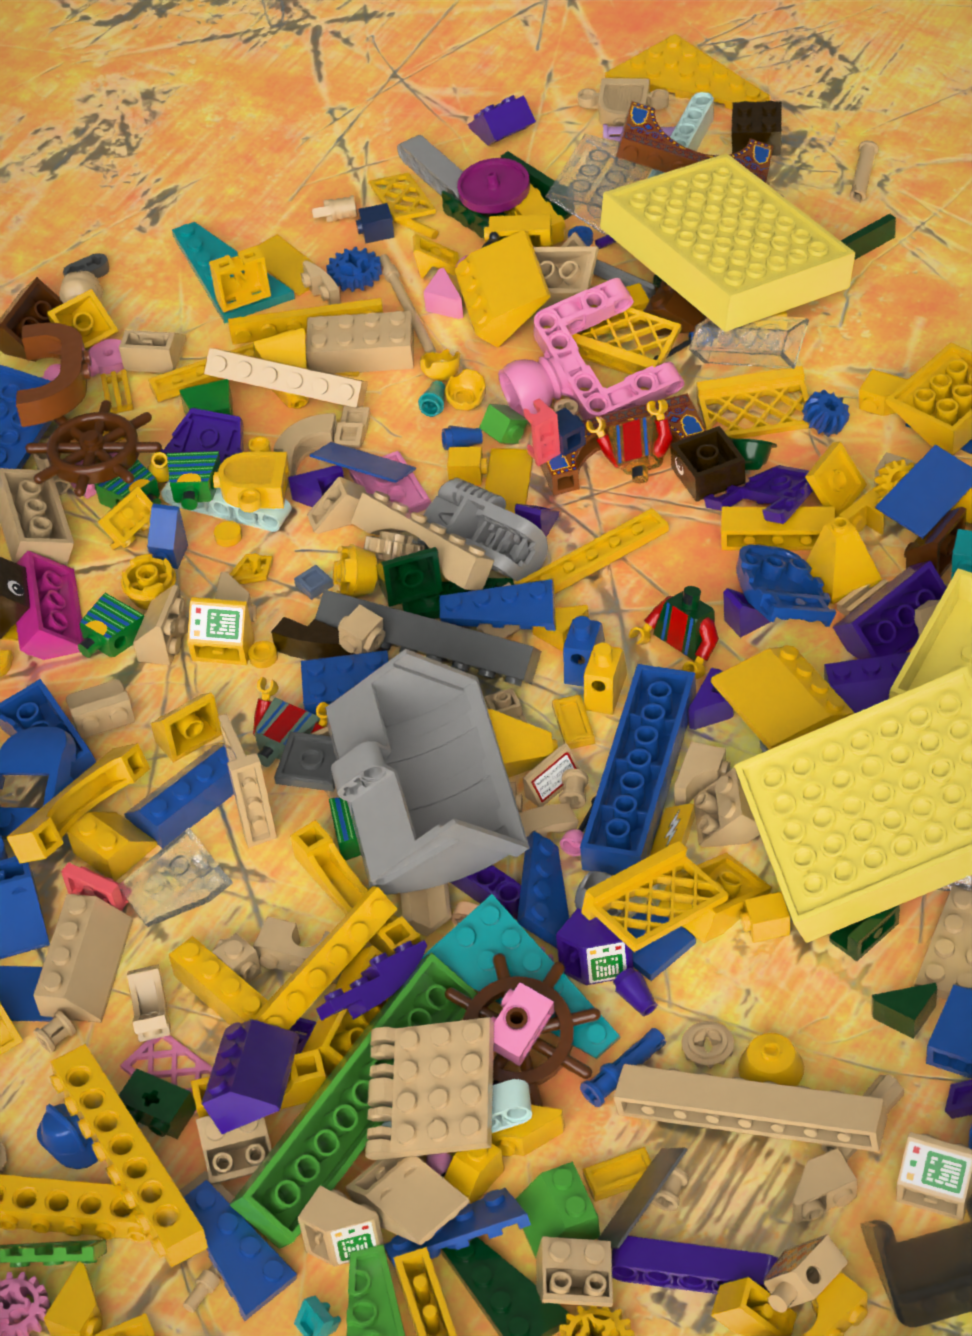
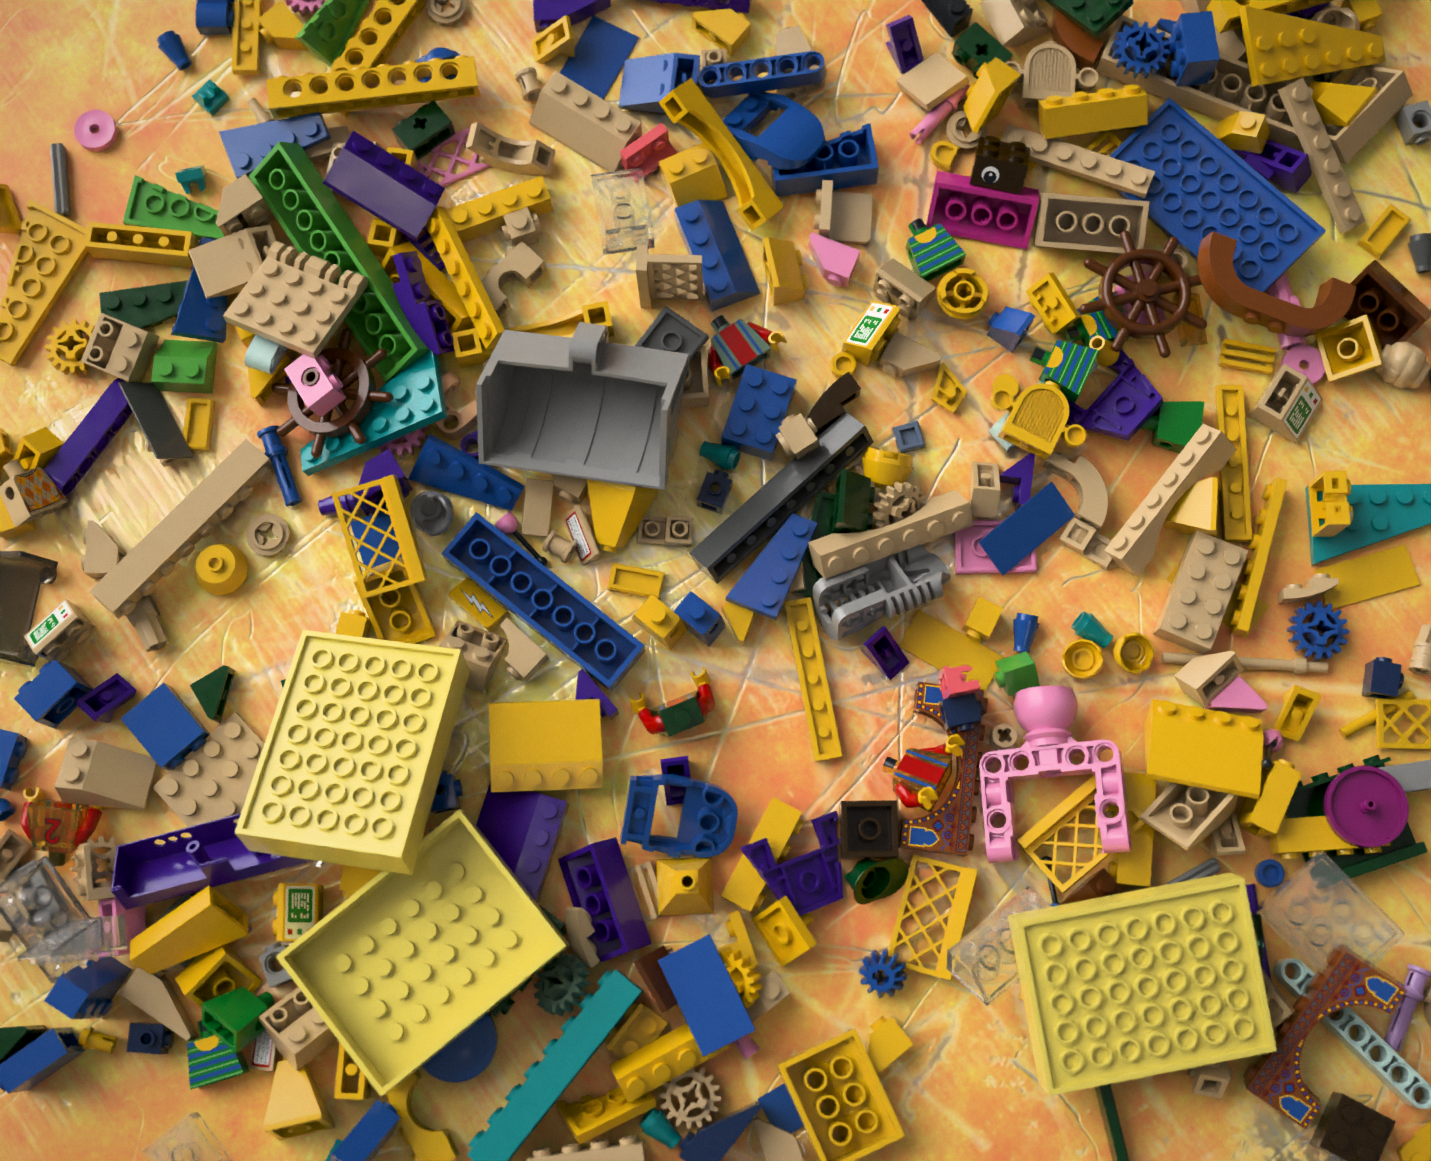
camera: 110 degrees right, 30 degrees up
(153, 695) = (833, 259): none -> bright pink slope
(435, 313) = (1208, 675): none -> tan slope

